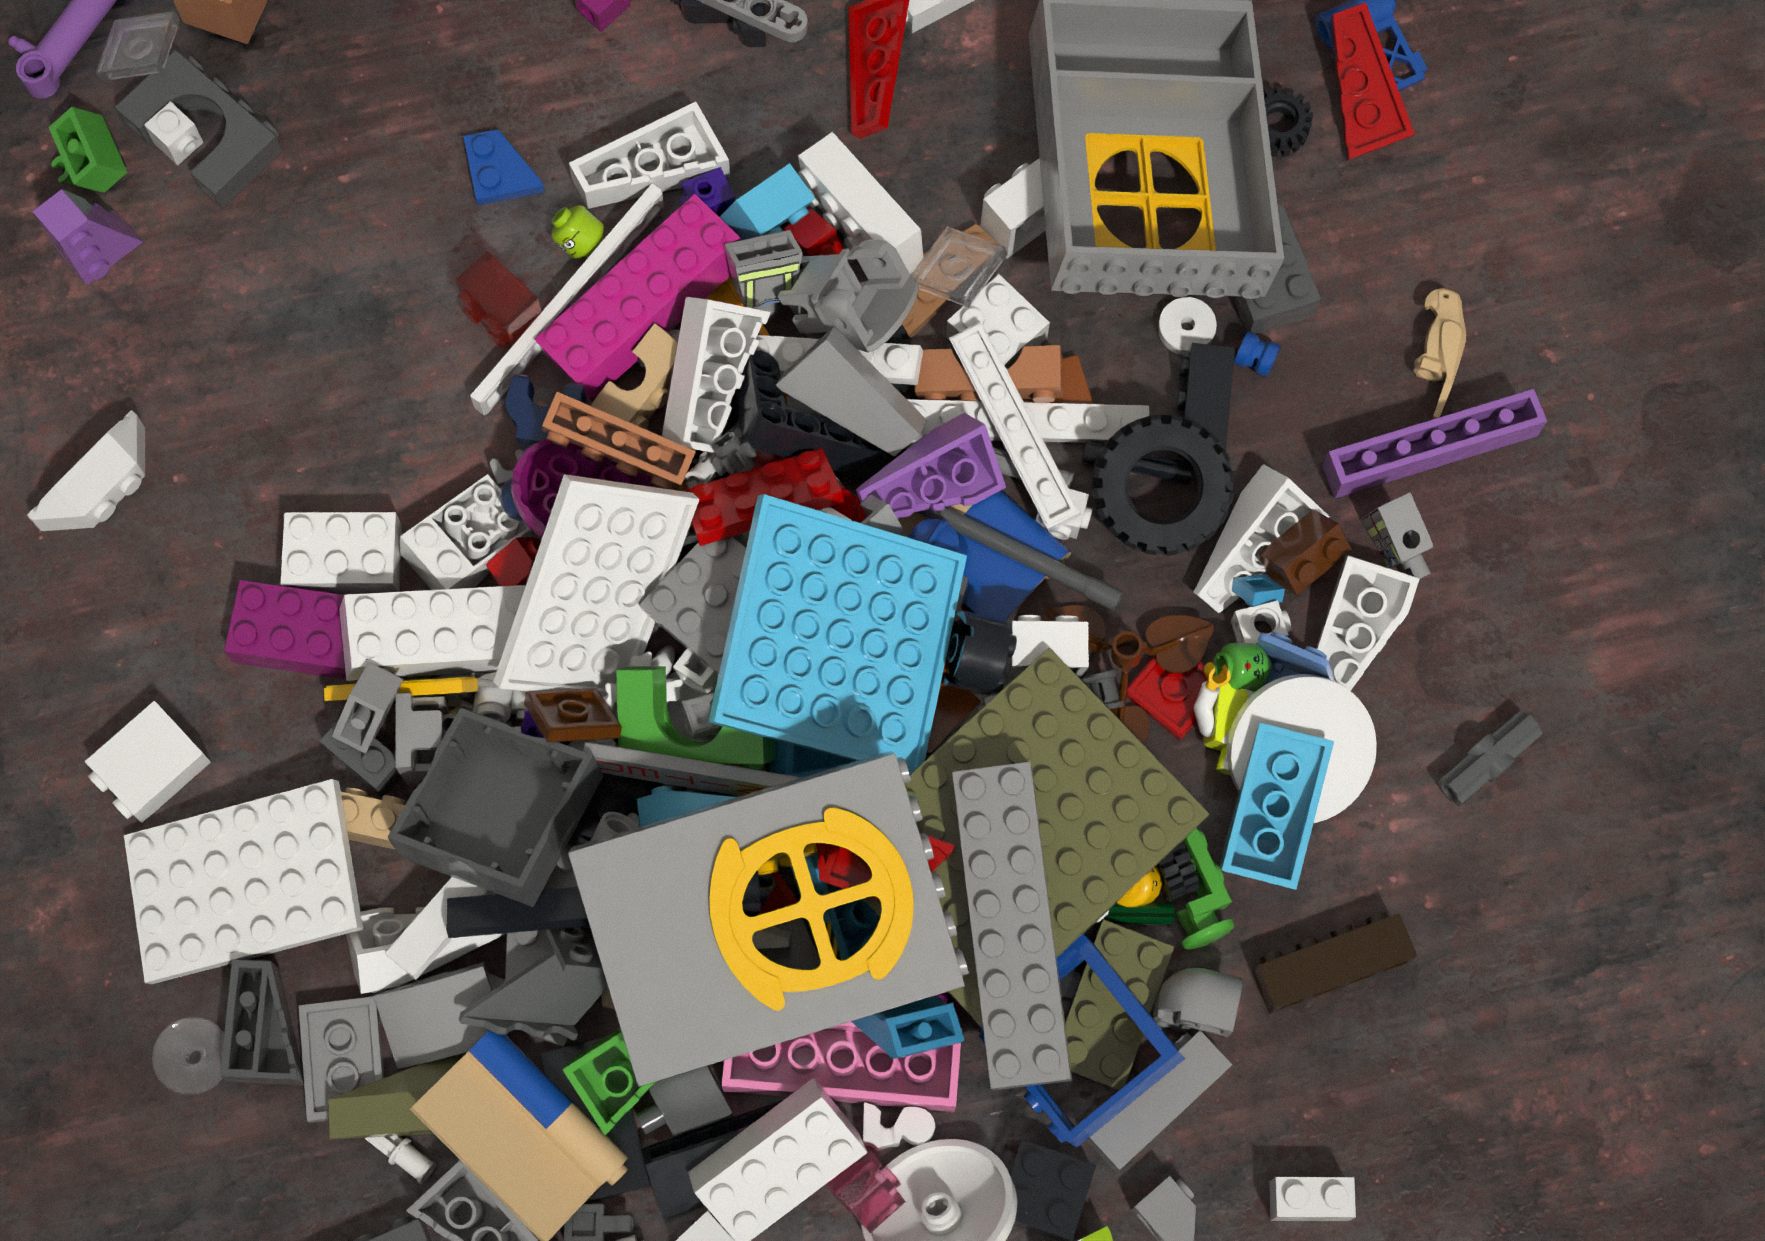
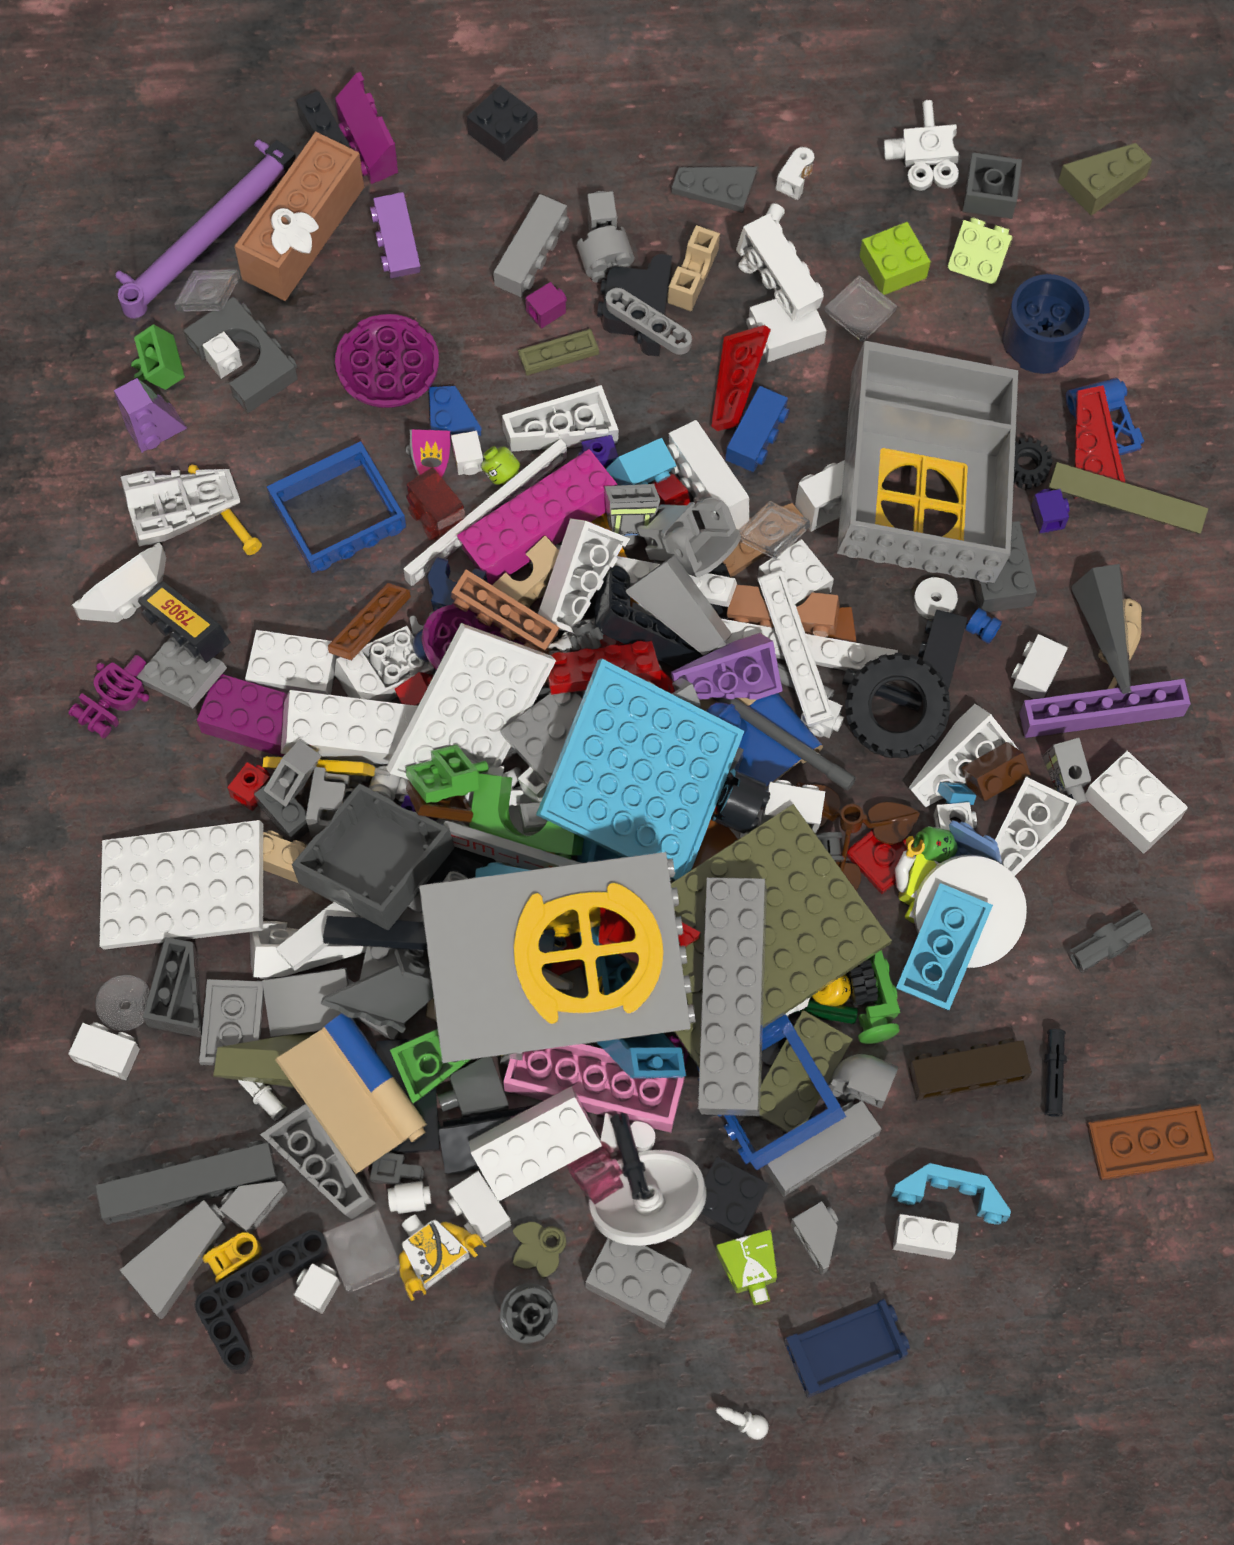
camera: 10 degrees right, 5 degrees down
(118, 609) = (126, 680): none -> magenta torso
(146, 349) = (175, 502): none -> white wedge
(146, 763) = (127, 792): white brick -> none
(176, 1126) = (104, 1050): none -> white brick
(184, 517) = (183, 622): none -> black brick
(192, 586) = (180, 675): none -> light grey plate
(257, 392) = (251, 545): none -> yellow bar
(309, 726) = (247, 783): none -> red brick
(336, 278) = (320, 473): none -> blue window
(396, 80) = (382, 341): none -> magenta brick
(435, 476) = (369, 621): none -> dark orange tile
(478, 226) = (429, 450): none -> dark pink shield
(530, 220) = (467, 453): none -> white brick
(575, 679) = (446, 775): none -> bright green plate
(629, 61) = (558, 352): none -> olive tile
(913, 1174) = (633, 1167): none -> black pin
(914, 129) = (757, 429): none -> blue brick
(1319, 182) = (1050, 510): none -> dark purple brick
(1339, 400) = (1039, 668): none -> white brick
(1389, 1137) = (991, 1204): none -> medium azure slope
(1411, 303) = (1103, 605): none -> dark grey wedge
(1419, 150) = (1128, 498): none -> olive tile
(1445, 948) = (1055, 1072): none -> black pin
(1494, 564) = (1135, 802): none -> white brick
(1583, 1020) = (1150, 1142): none -> dark orange tile

